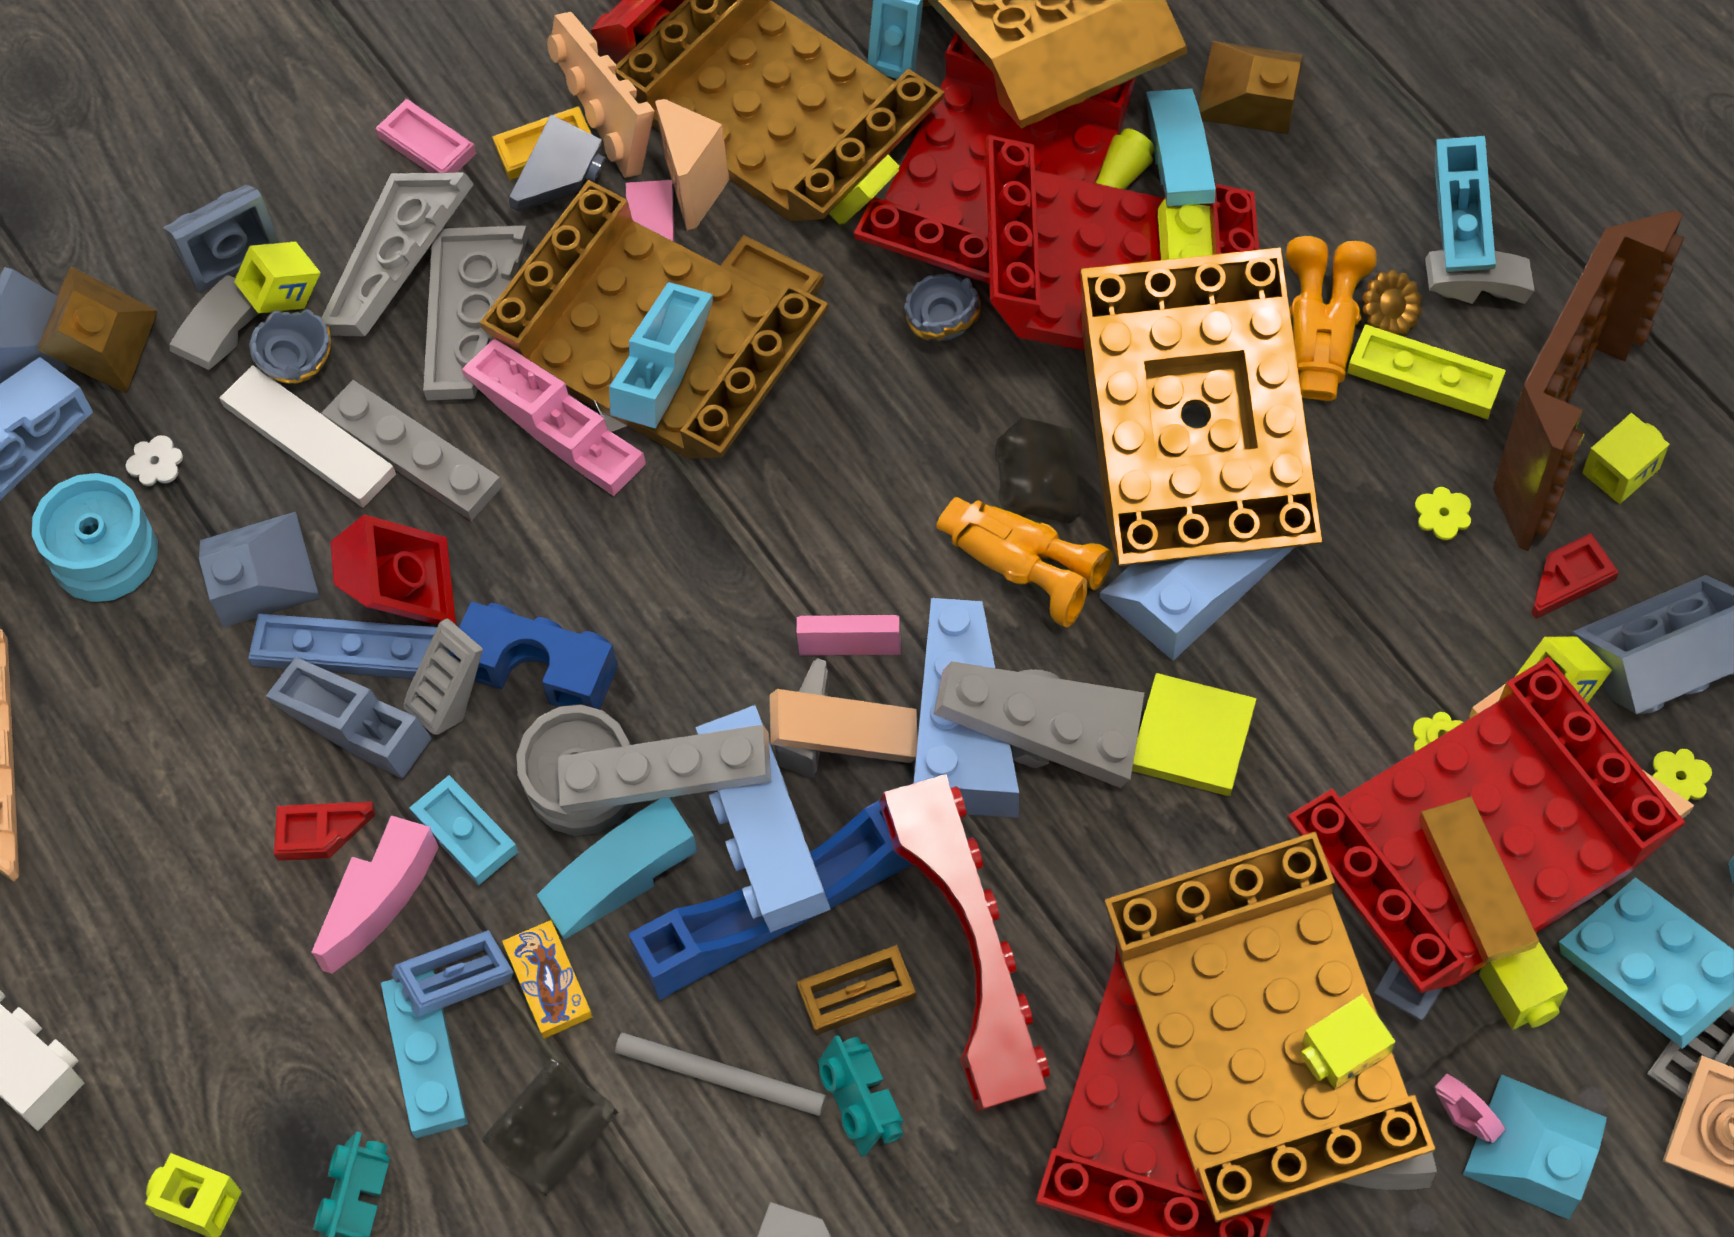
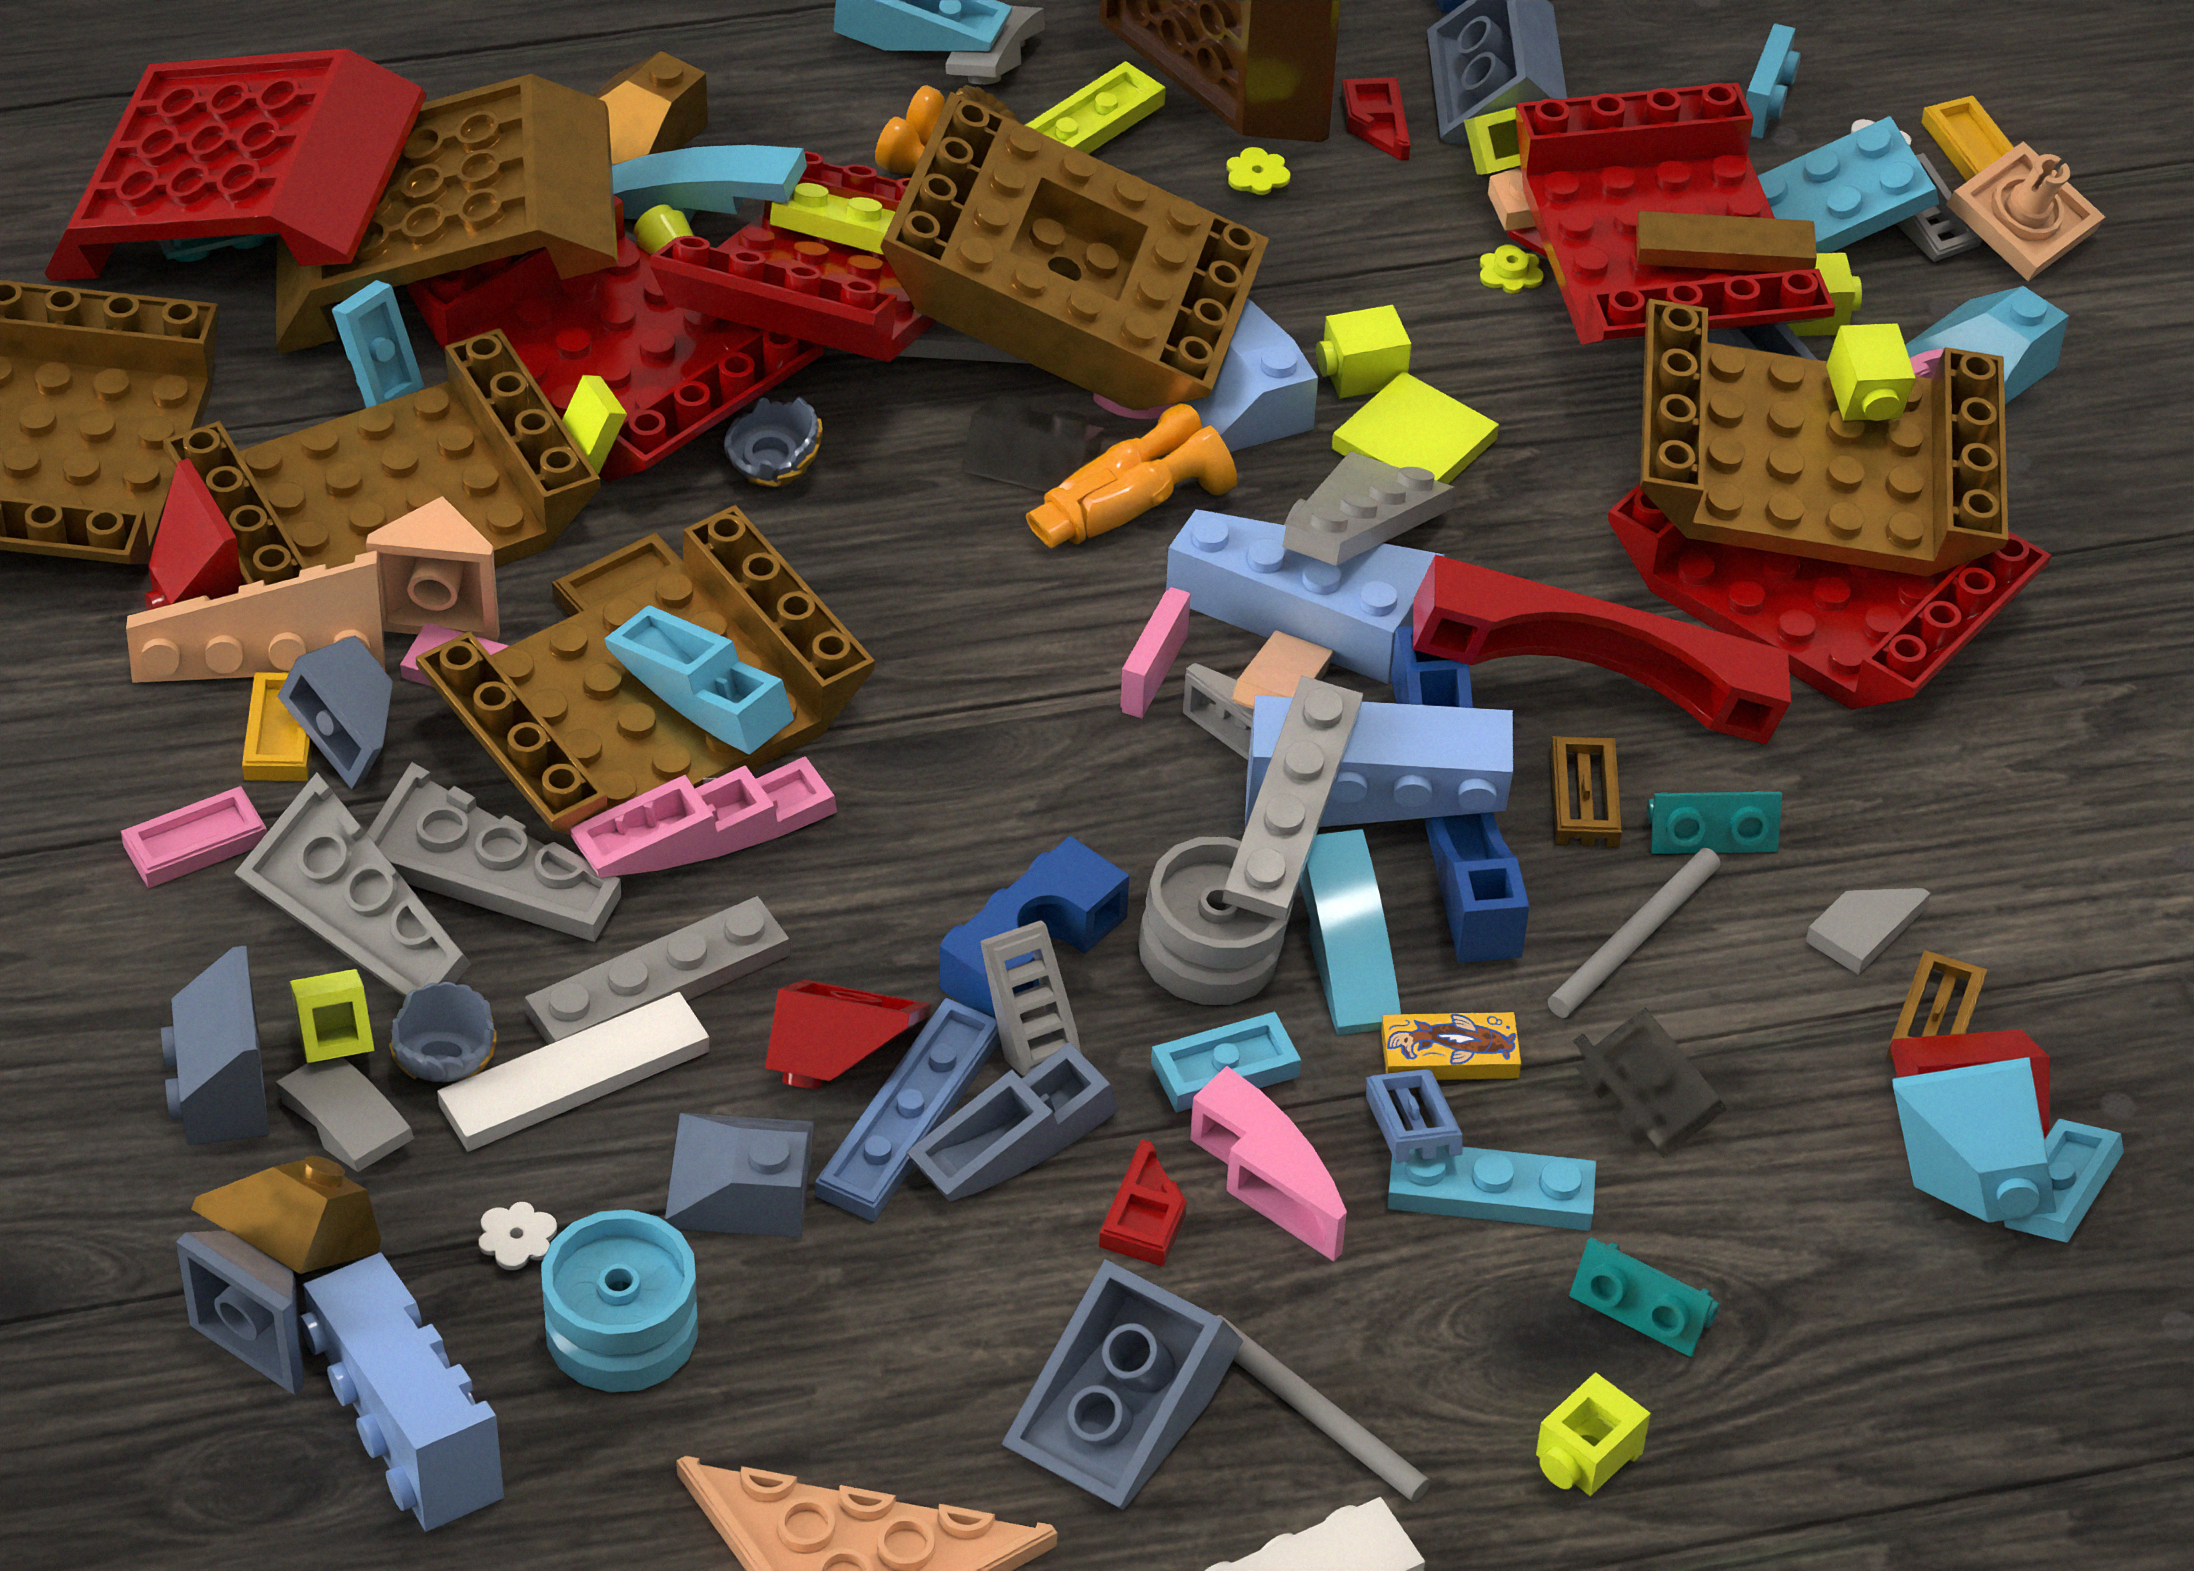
camera: 75 degrees left, 15 degrees down
(142, 869) = (1122, 1385): none -> sand blue slope
(175, 1004) = (1330, 1418): none -> light grey bar
(1259, 661) = (1363, 350): none -> neon yellow brick

